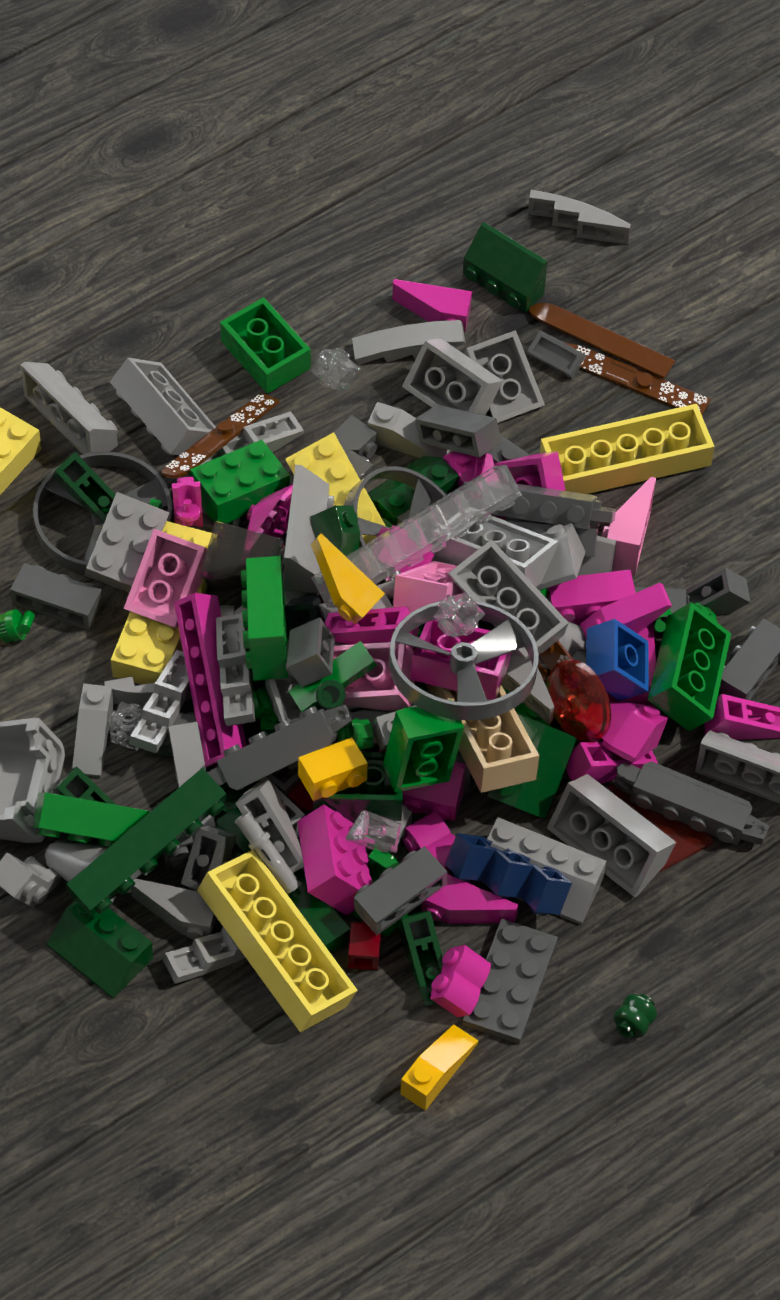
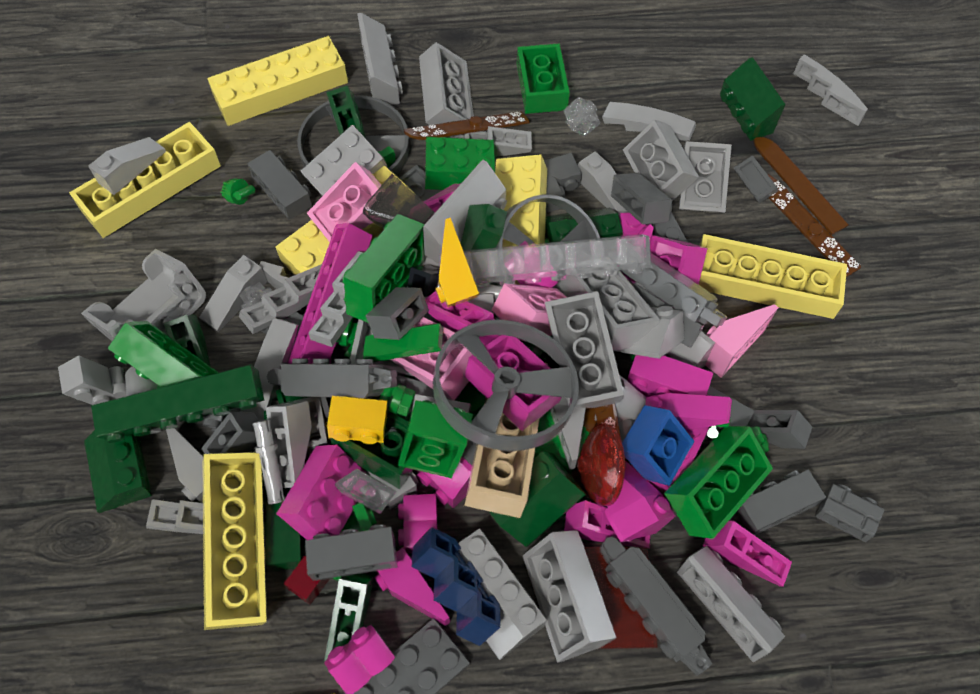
camera: 30 degrees right, 5 degrees up
(187, 502) = (408, 159): dark pink hips -> none
(330, 694) = (389, 356): dark green tile -> none
(433, 301) = (686, 102): dark pink slope -> none
(458, 615) = (533, 347): clear brick -> none

